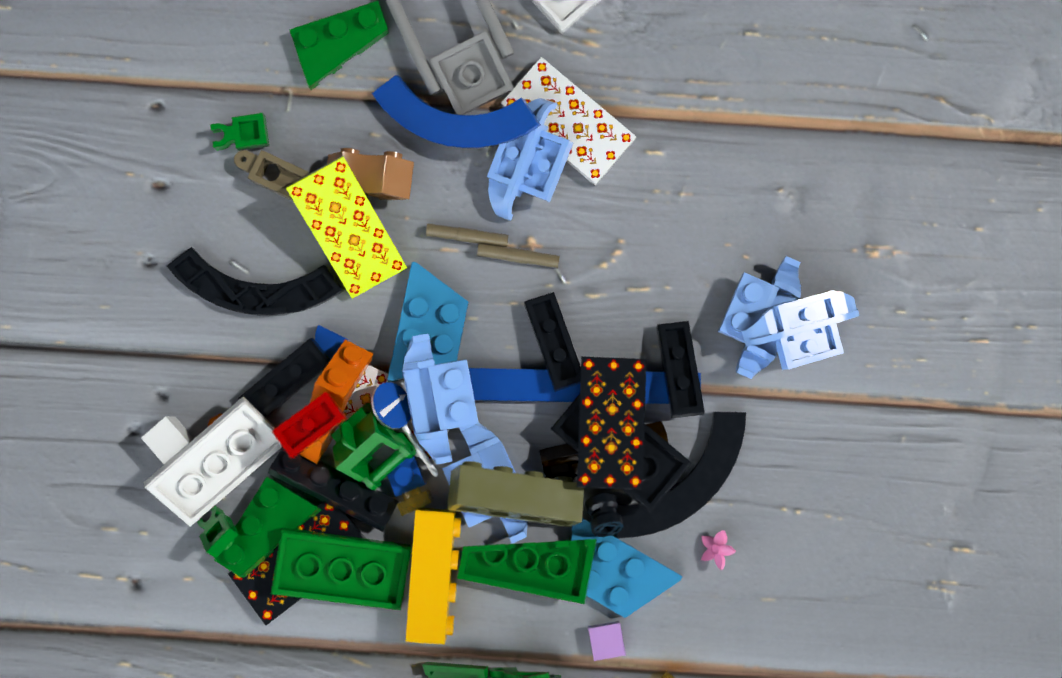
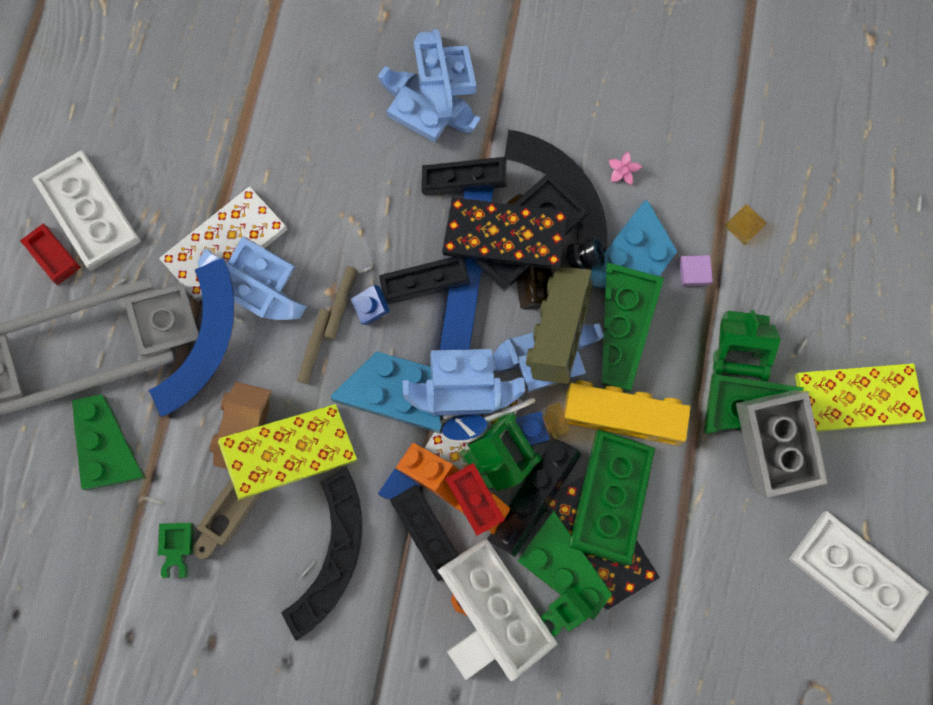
camera: 85 degrees left, 10 degrees down
(518, 288) = (370, 305): none -> plate

